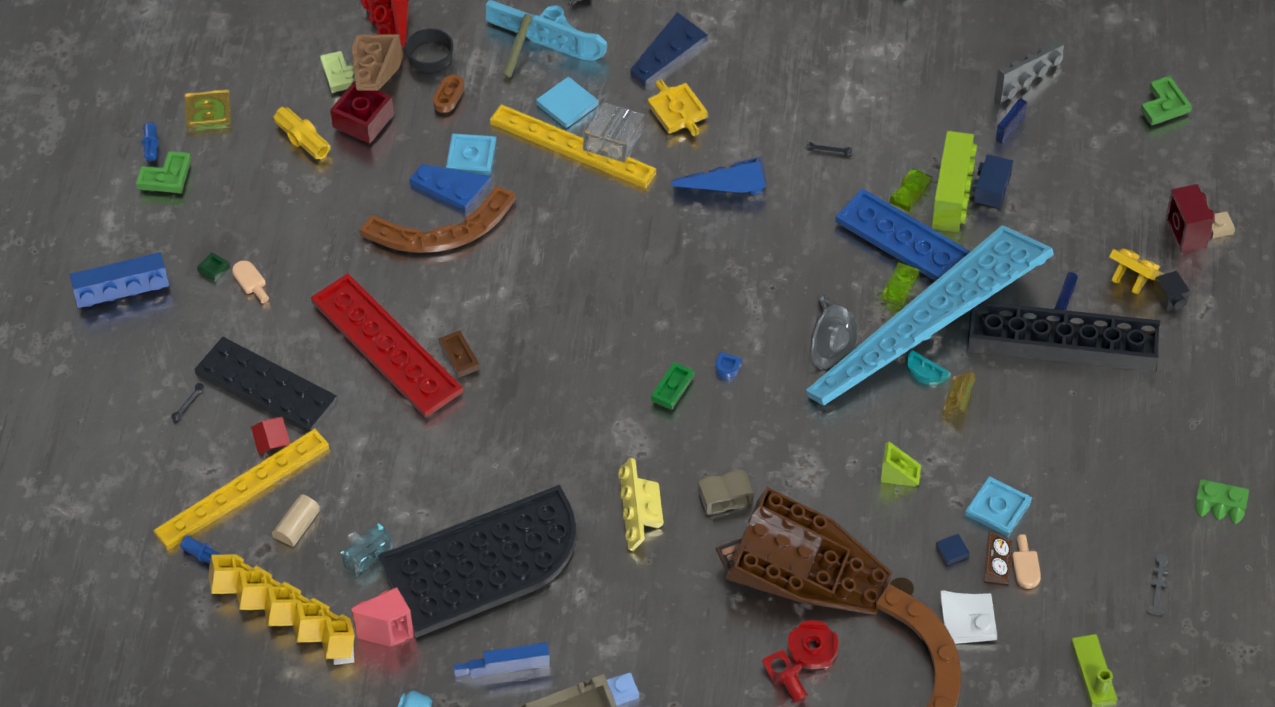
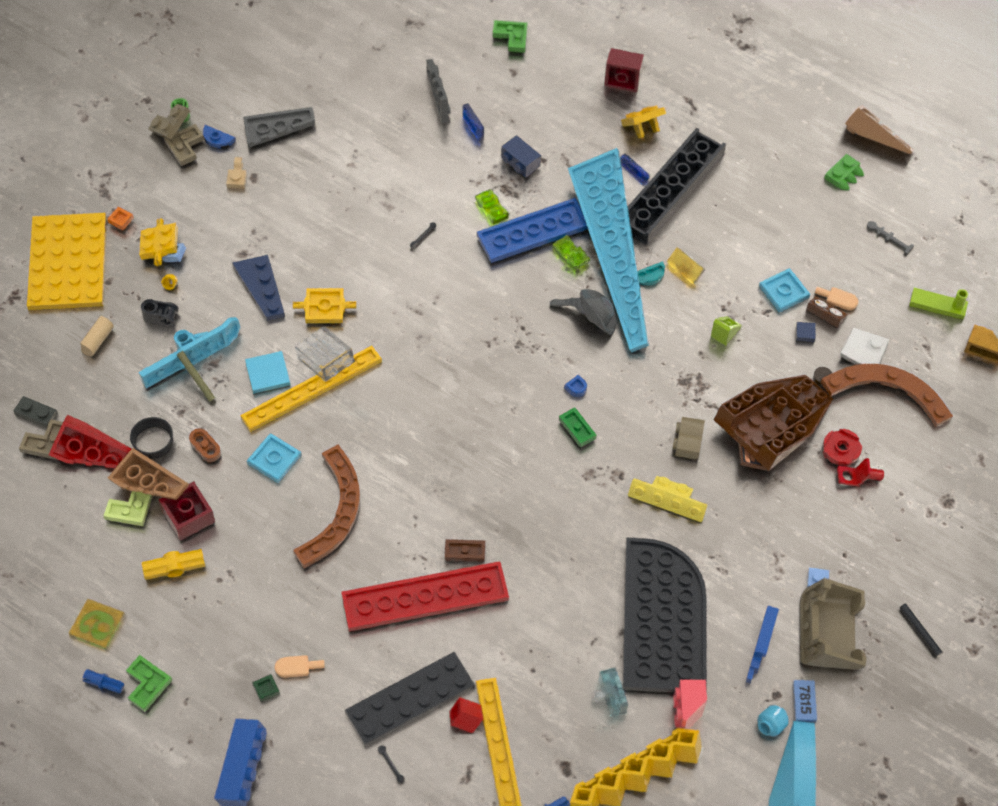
camera: 65 degrees left, 5 degrees up
(296, 520) = (554, 732): tan brick -> none
(450, 185) = (295, 485): blue wing -> none
(740, 177) = (415, 298): blue wedge -> none
(954, 181) = (510, 176): lime brick -> none
(1171, 291) = (673, 110): black brick -> none

